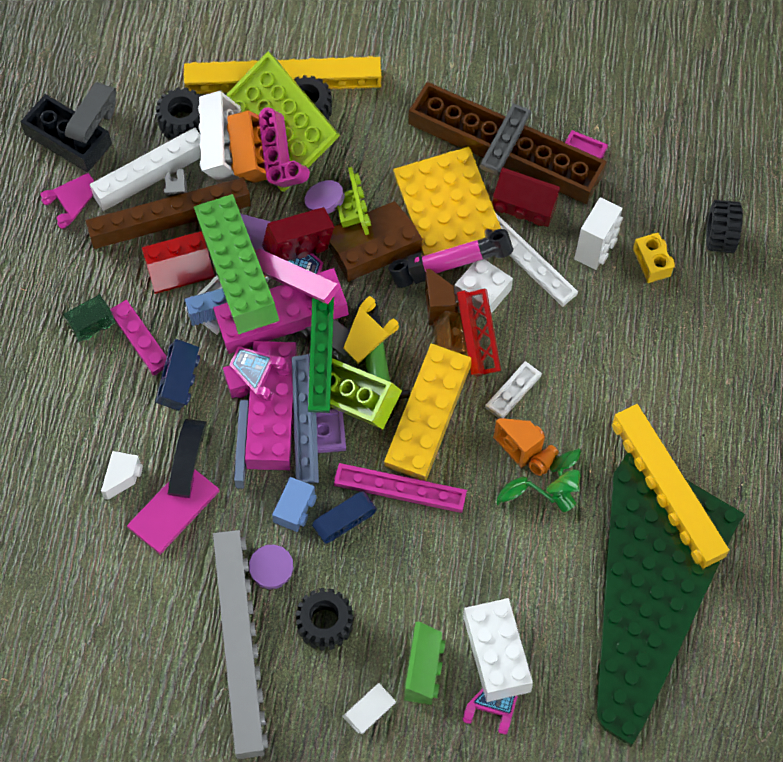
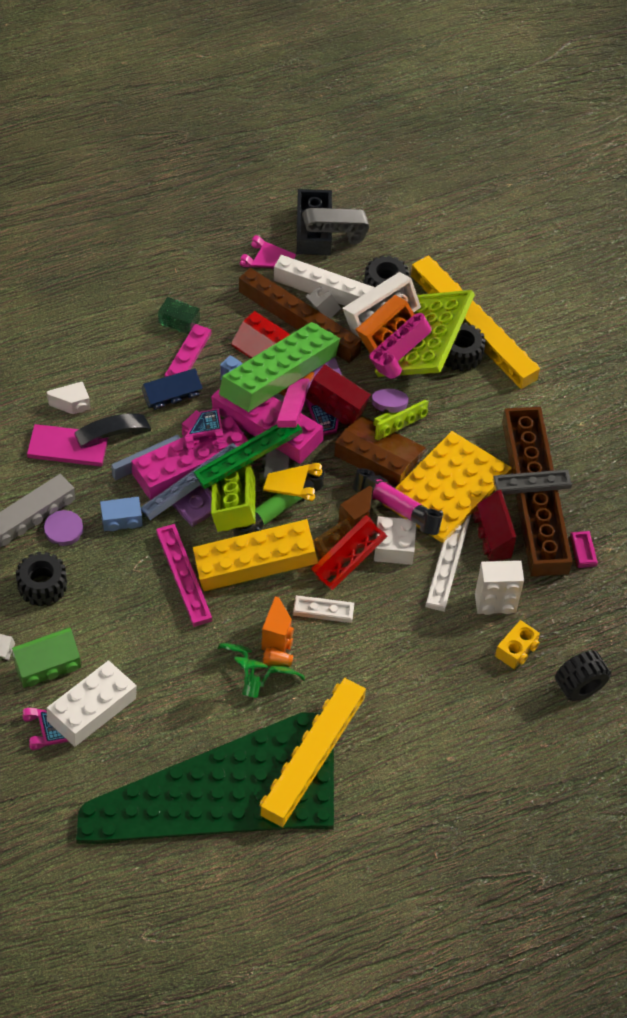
camera: 55 degrees right, 10 degrees down
(344, 517) = (133, 551): dark blue beam -> none

